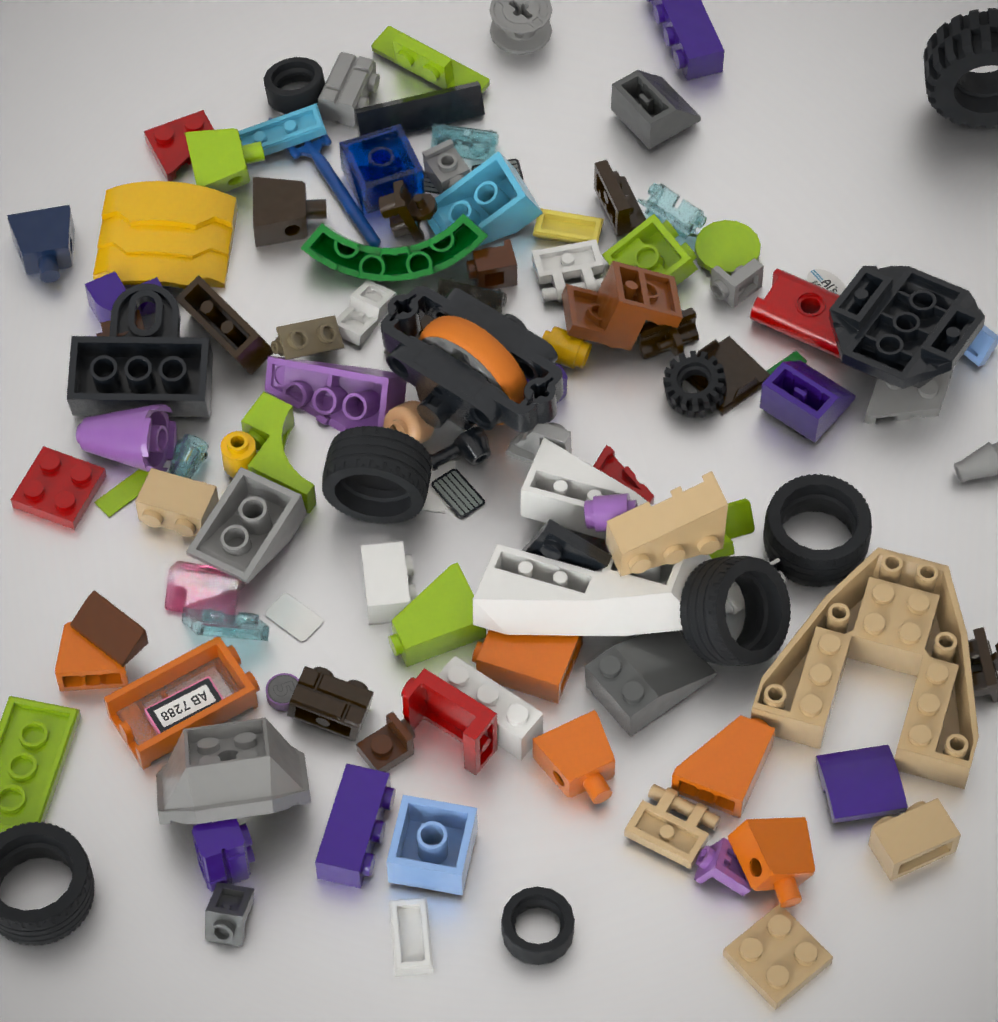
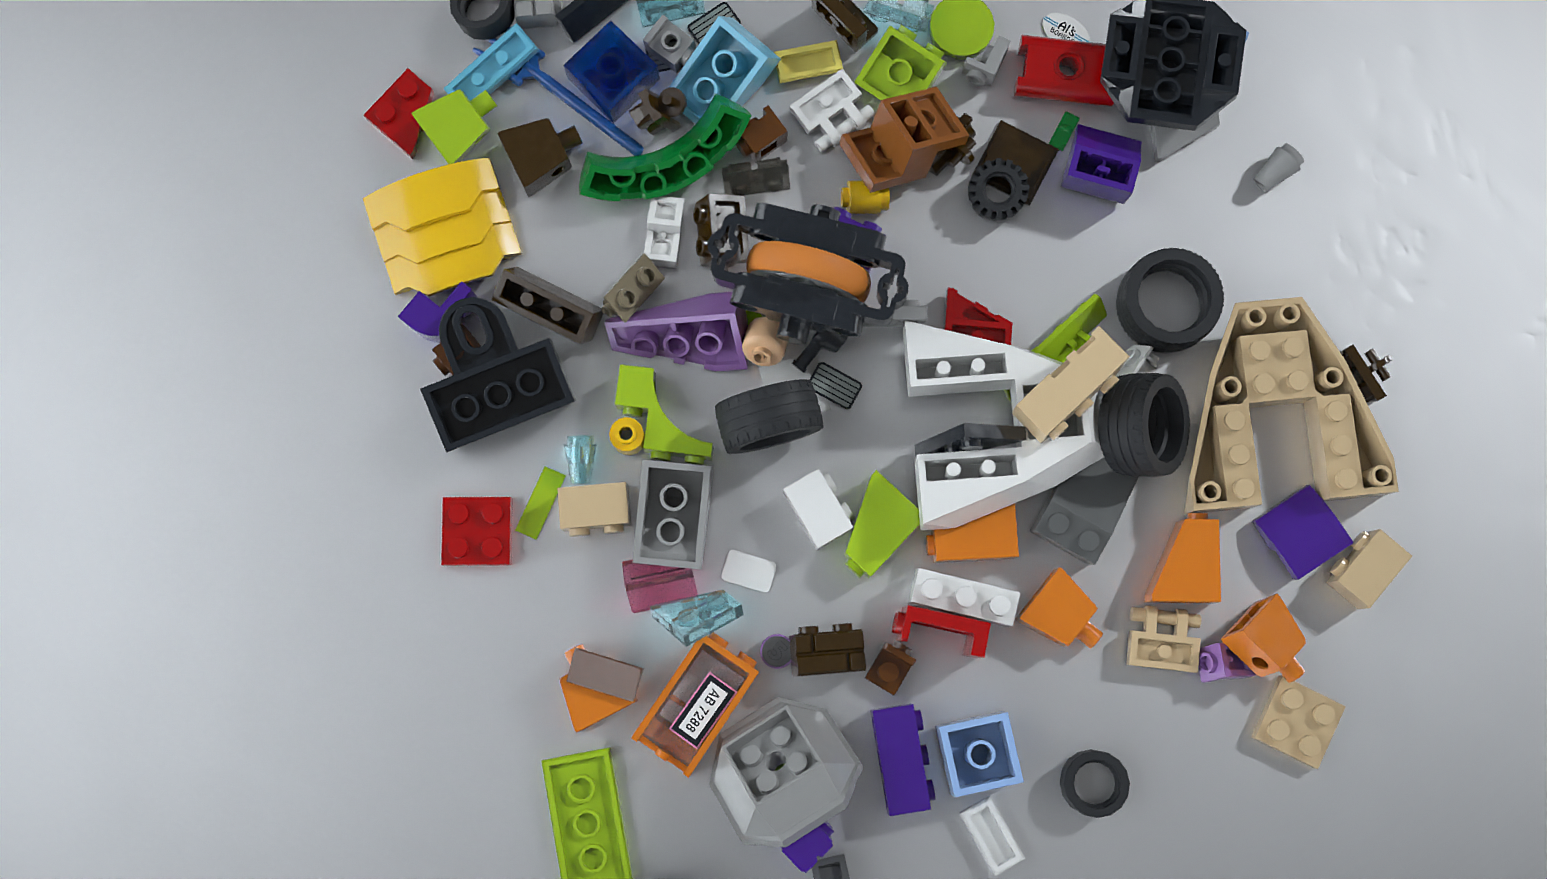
camera: 25 degrees left, 25 degrees up
(44, 240) = (332, 278): dark blue torso -> none
(131, 436) = (520, 460): medium lavender cone -> none
(604, 508) = (1007, 384): medium lavender brick -> none

